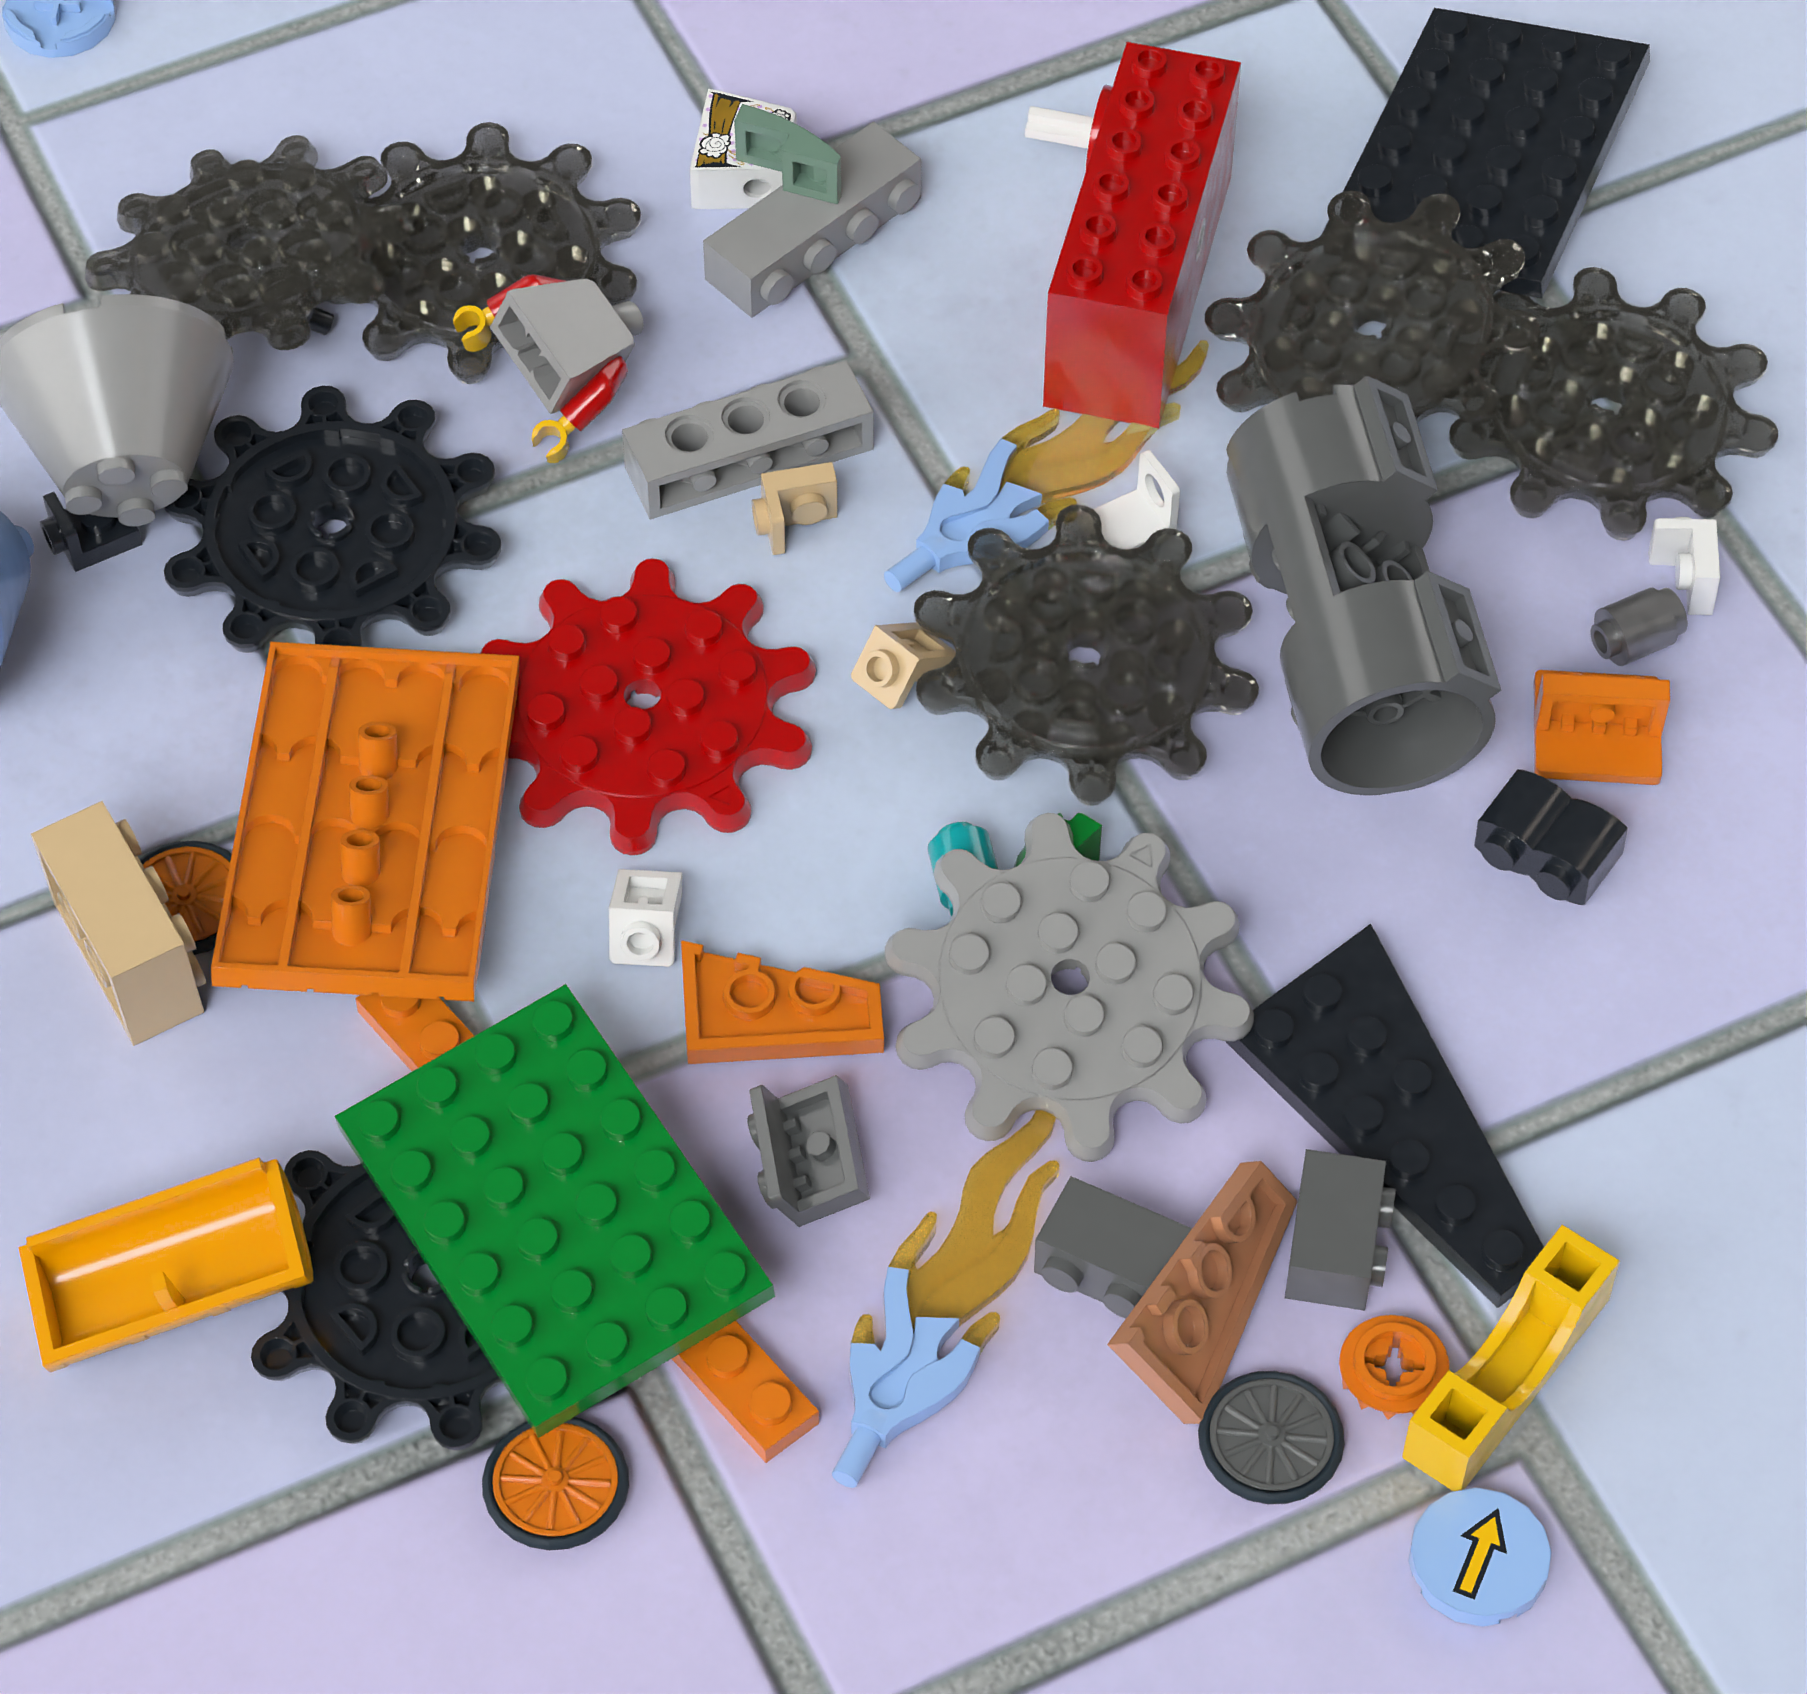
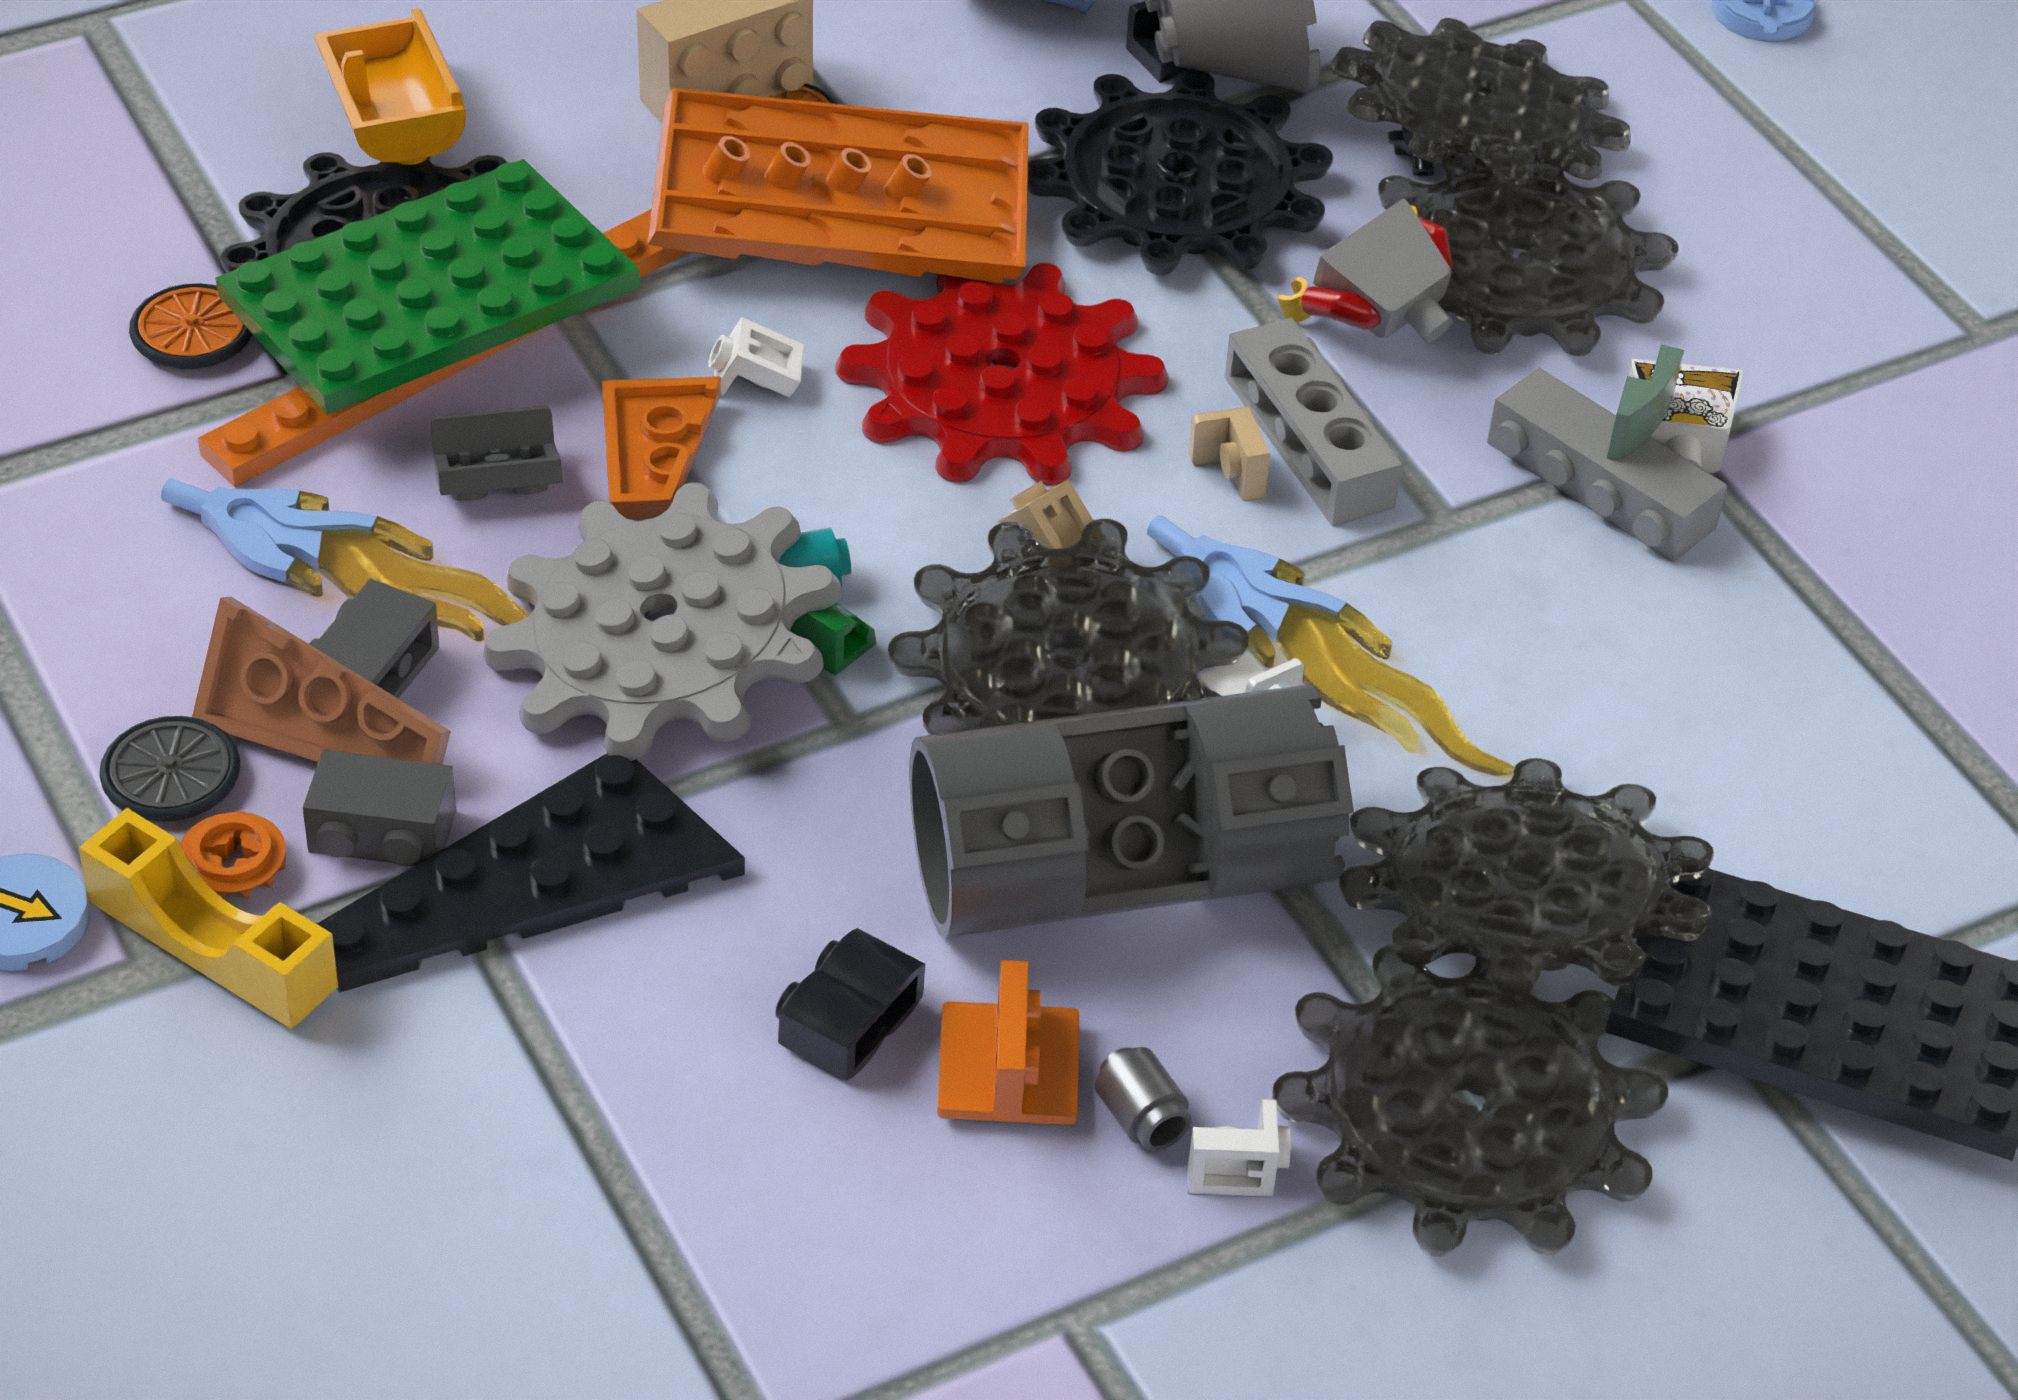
camera: 85 degrees right, 10 degrees down
(1137, 229) = (1597, 658): red piece -> none

